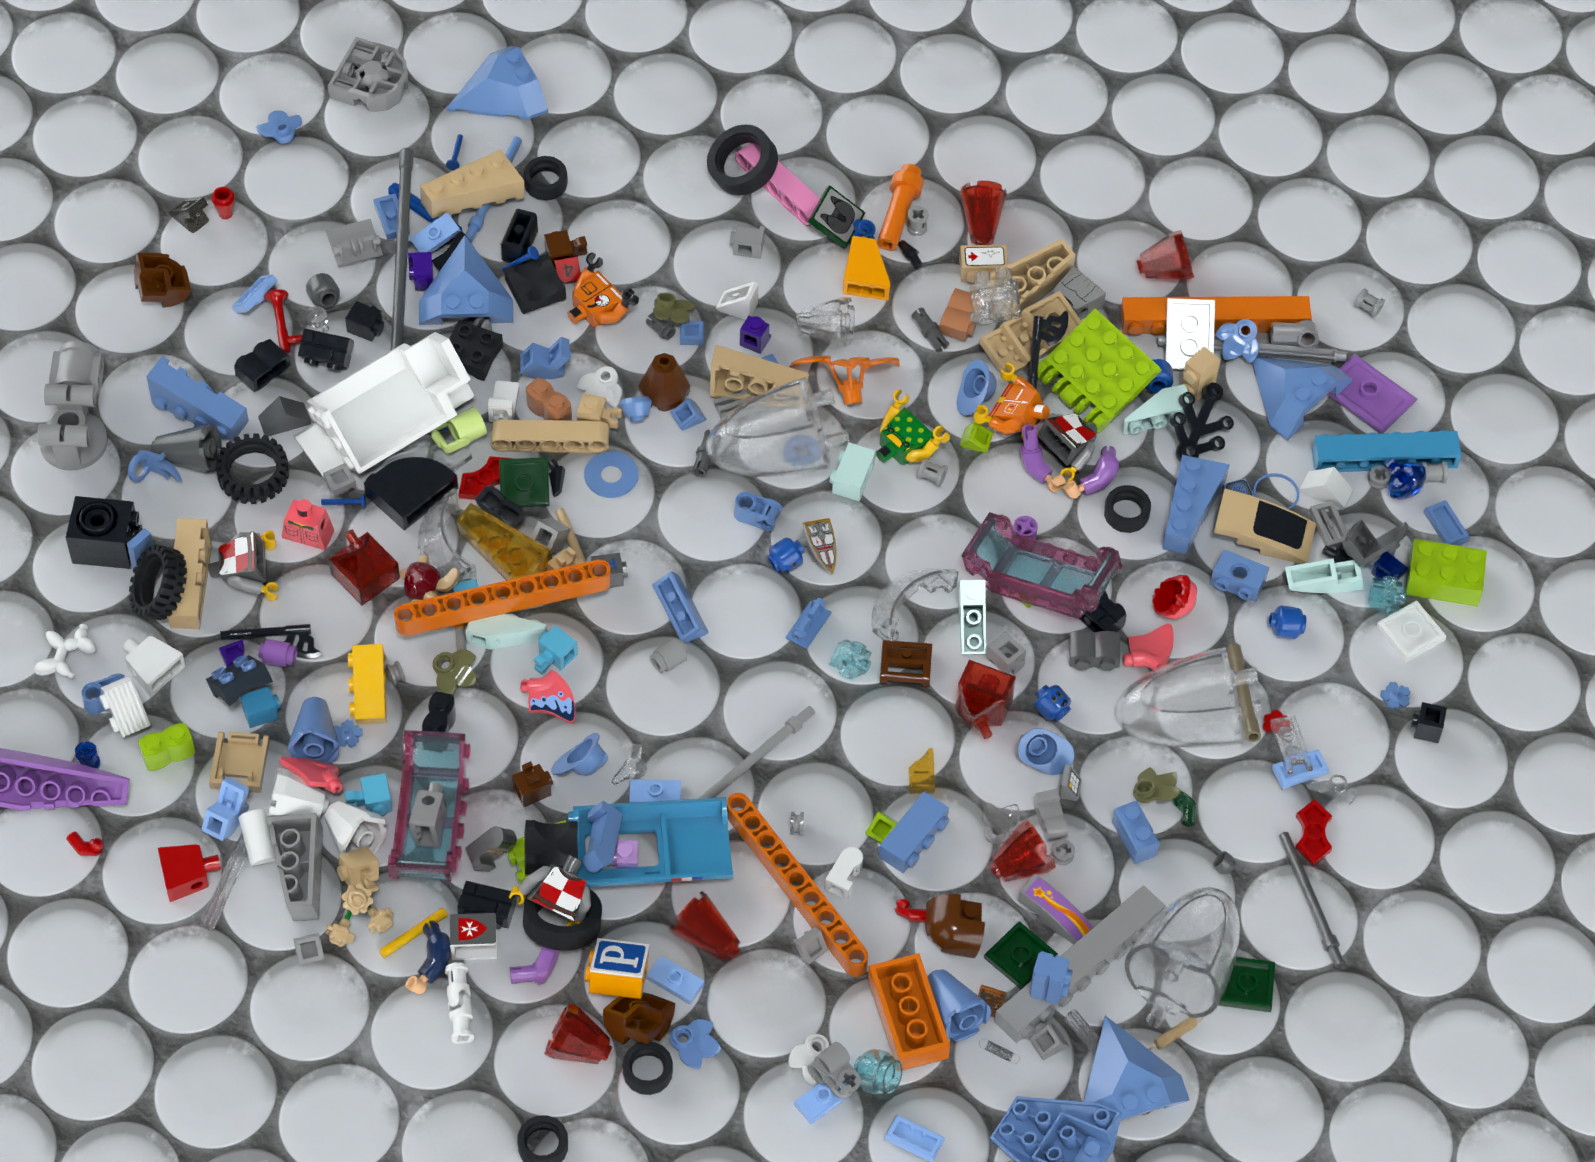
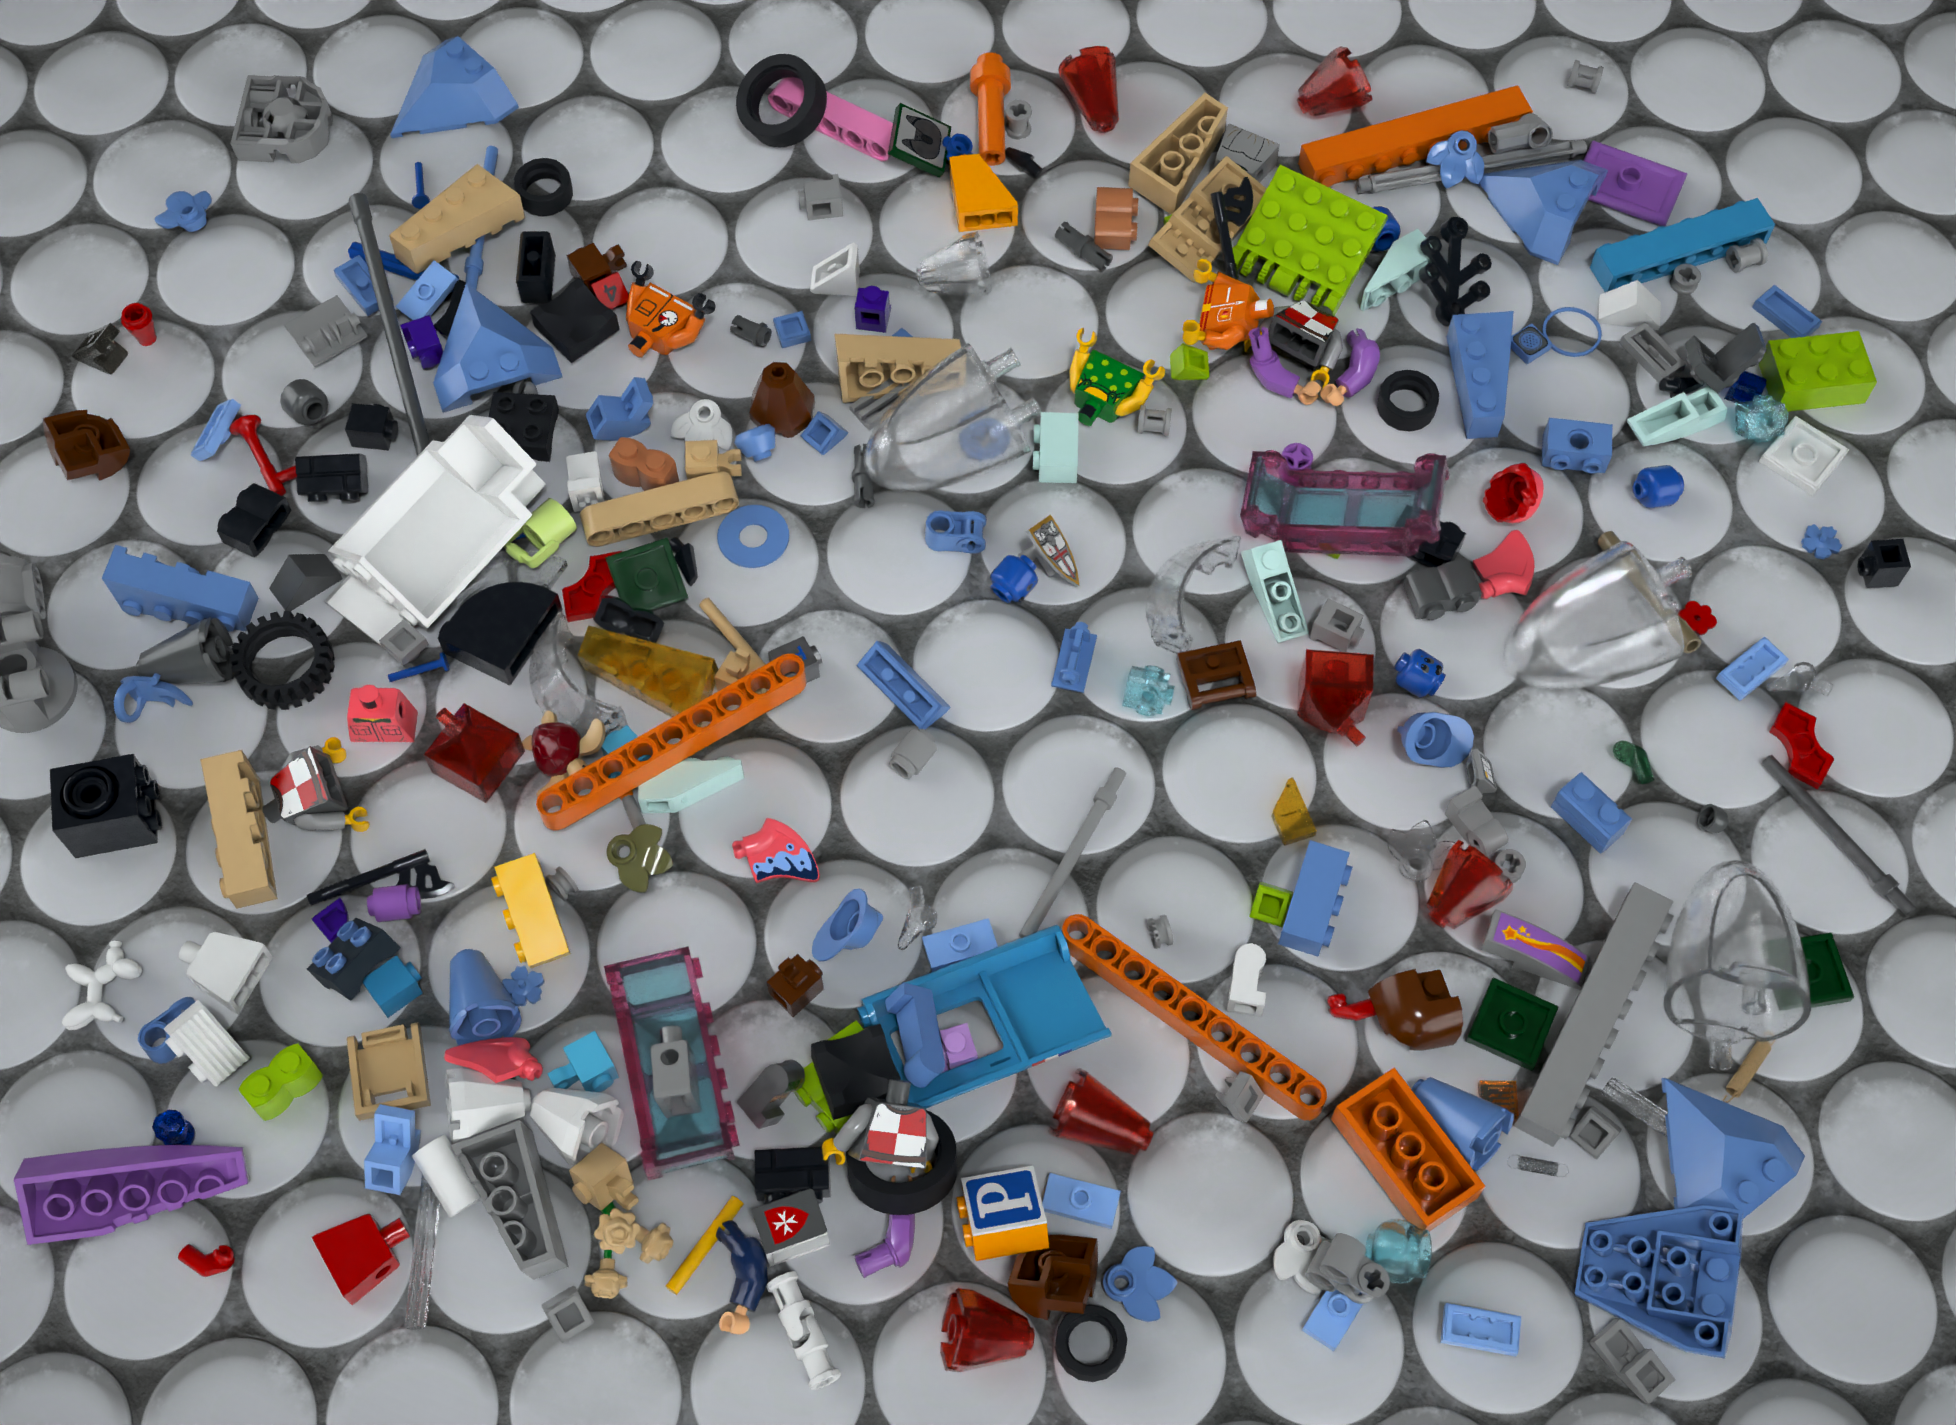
camera: 15 degrees left, 5 degrees up
(138, 545) = (164, 816): medium blue tile -> none
(170, 587) = (181, 856): black tyre -> none
(317, 318) = (308, 439): clear piece -> none
(441, 713) = (642, 926): black brick -> none
(532, 253) = (560, 282): blue pin -> none
(551, 534) = (705, 636): light grey brick -> none
(555, 649) = (762, 787): medium azure brick -> none
(669, 308) = (752, 305): olive plate -> none
(851, 388) = (1016, 340): orange plant -> none
(976, 387) = (1167, 302): medium blue piece -> none
(981, 258) = (1114, 148): brick -> none
(994, 298) = (1155, 185): clear hips -> none
(1050, 978) = (1582, 1051): medium blue brick -> none
(1155, 787) = (1591, 741): olive plate -> none
(1188, 329) = (1398, 167): white tile -> none
(1200, 371) = (1432, 206): tan brick -> none
(1265, 526) = (1581, 376): tan slope -> none
(1290, 743) = (1733, 641): clear hinge -> none
(1405, 479) = (1721, 272): clear blue piece -> none

